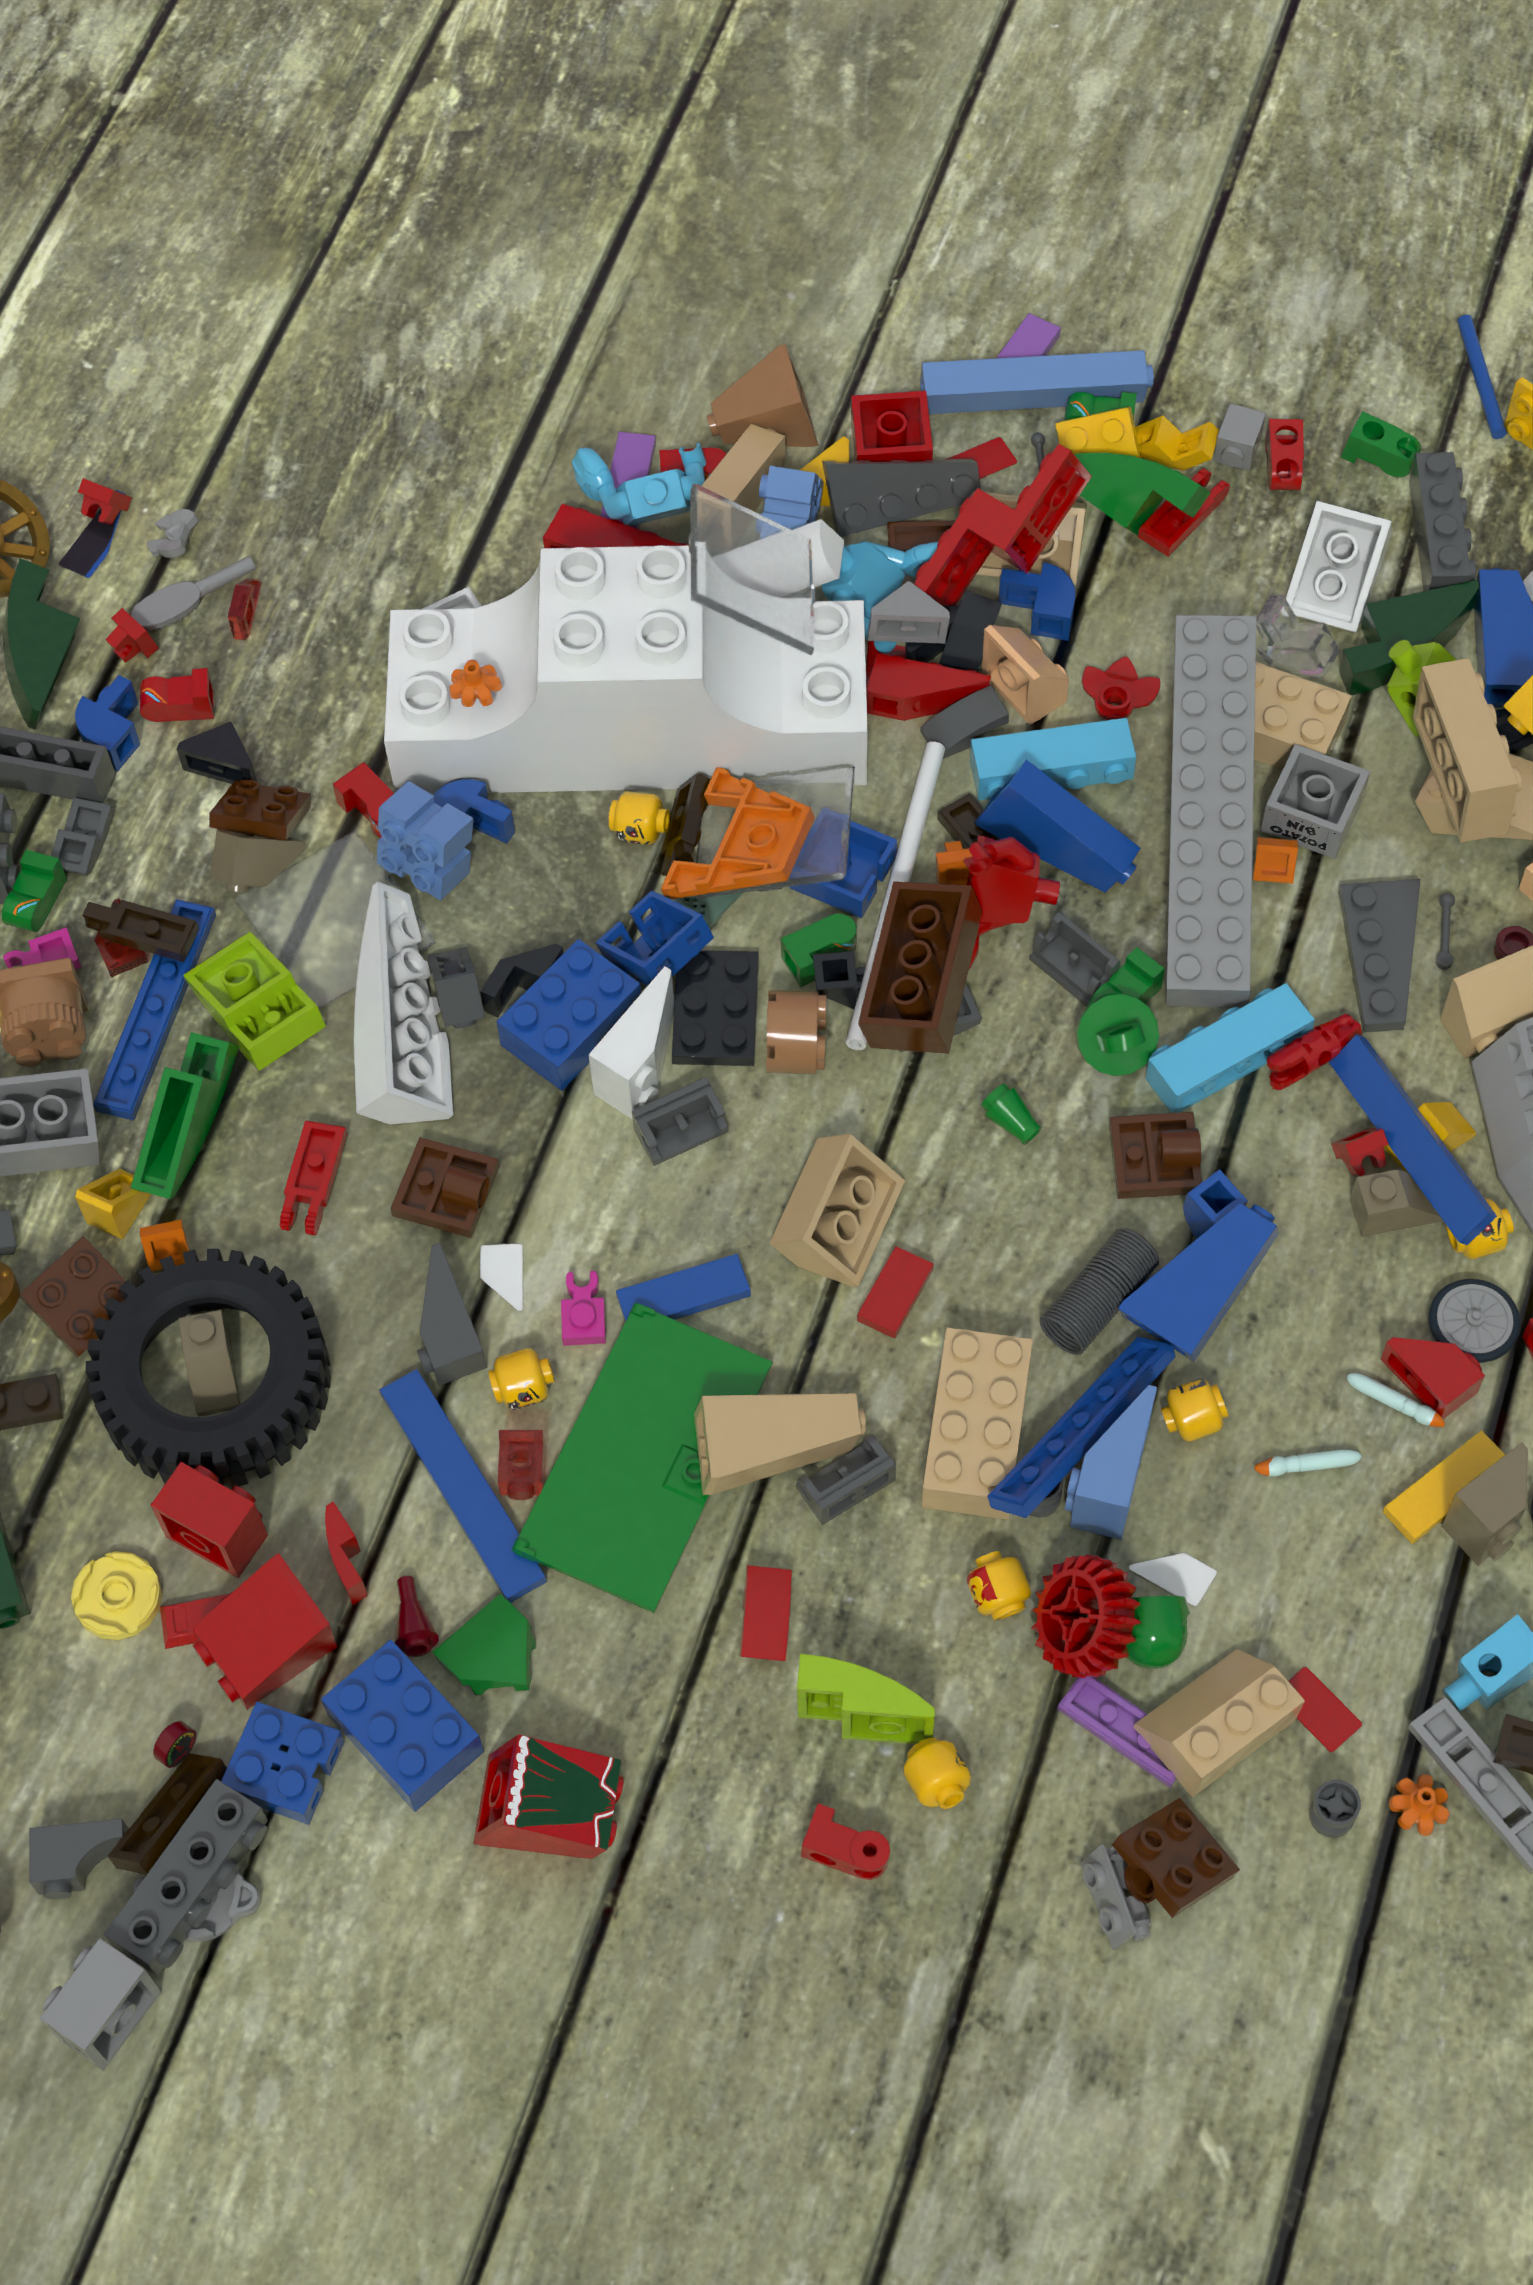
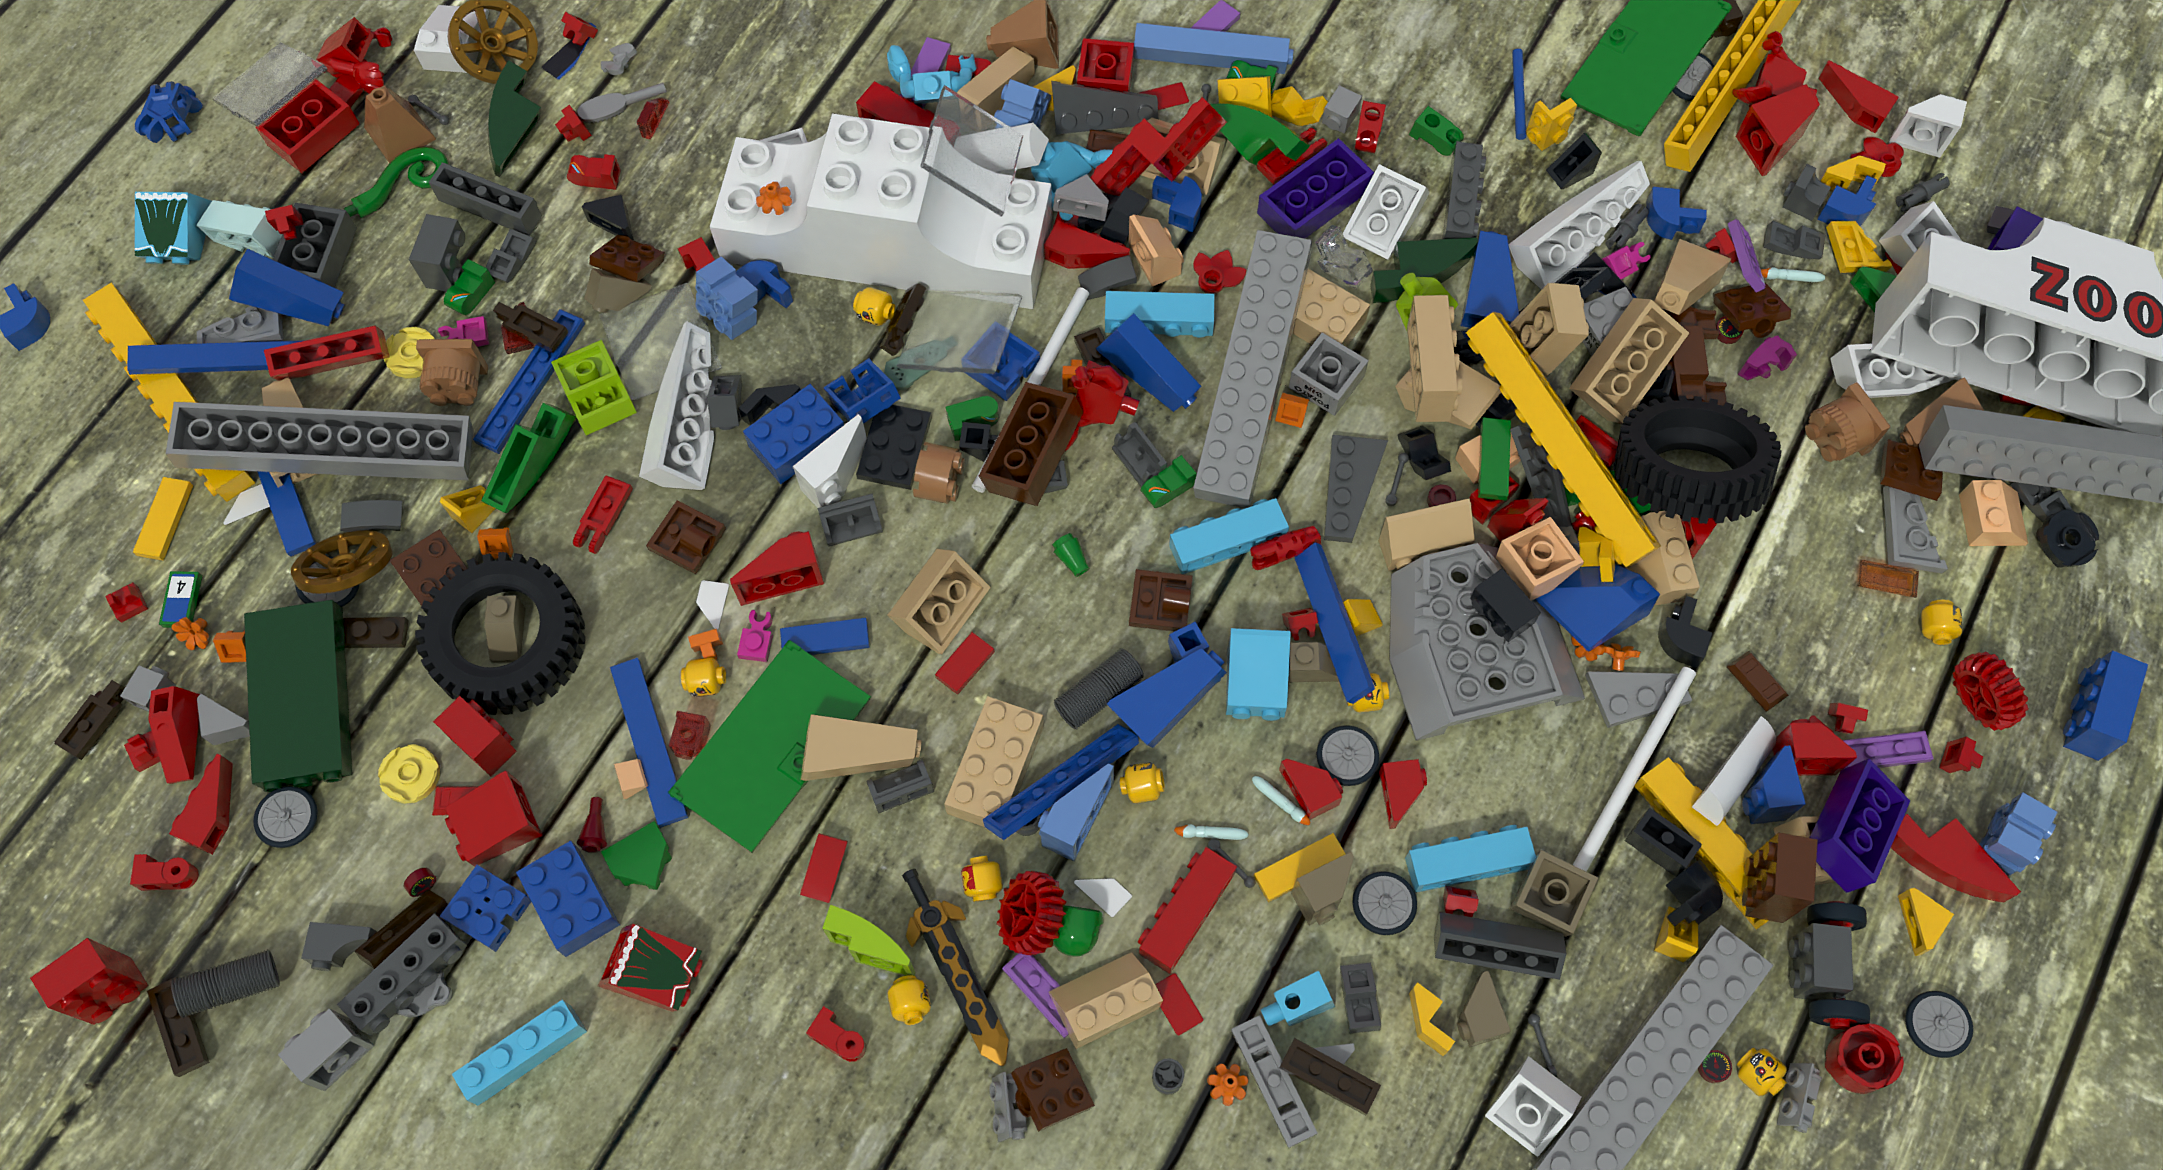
camera: 10 degrees right, 5 degrees up
(106, 722) = (541, 181): blue brick -> none
(342, 1547) = (558, 768): red slope -> none
(386, 1955) = (519, 1053): none -> medium azure brick
(446, 1329) = (662, 632): dark grey slope -> none
(449, 1539) = (630, 777): none -> light nougat slope
(513, 1329) = (706, 643): none -> orange tile
(604, 1205) = (779, 570): none -> red slope
(757, 844) = (942, 341): orange wing -> none
(988, 1714) = (954, 965): none -> sword
(1117, 1034) = (1154, 512): green tile -> none
(1233, 553) = (1315, 191): none -> dark purple brick
(1303, 1574) = (1187, 910): none -> red brick
(1317, 1480) = (1214, 845): none -> dark grey hinge
(1321, 1228) = (1257, 673): none -> medium azure slope
(1473, 888) = (1423, 453): none -> black slope

